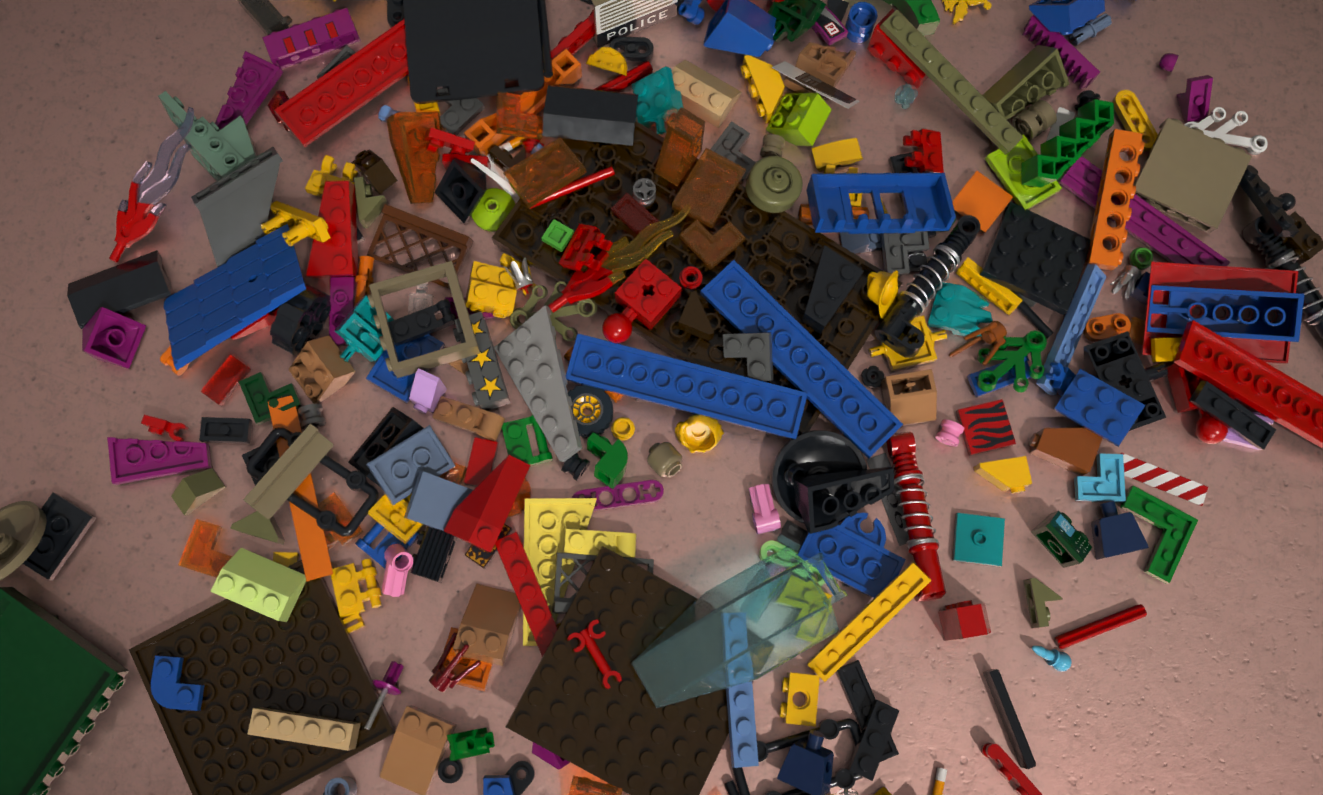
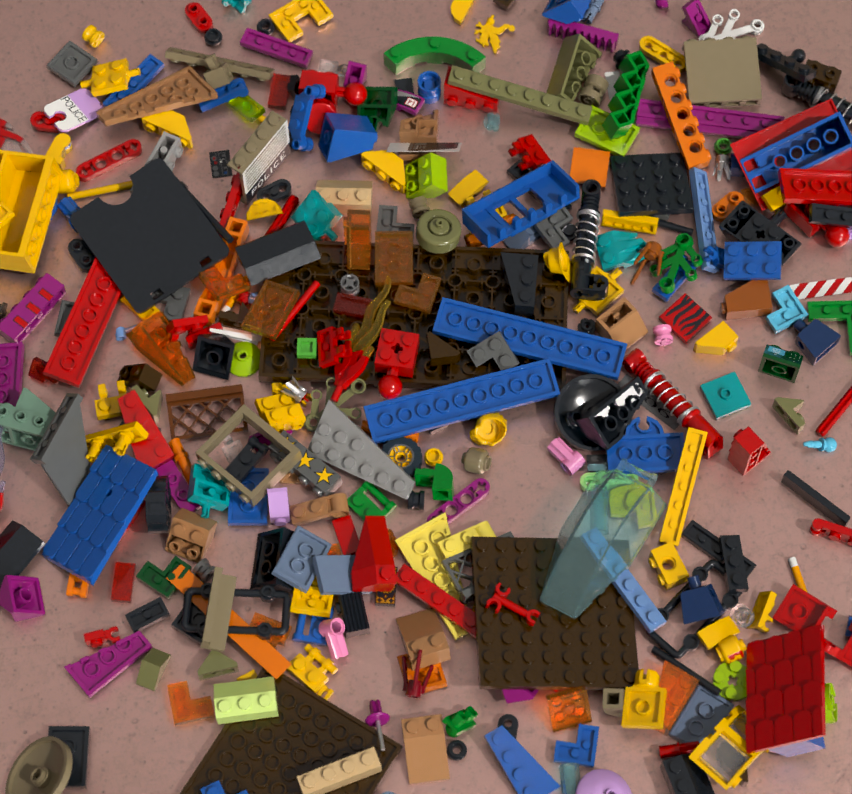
camera: 25 degrees left, 10 degrees down
(693, 271) = (419, 321): red plate -> none

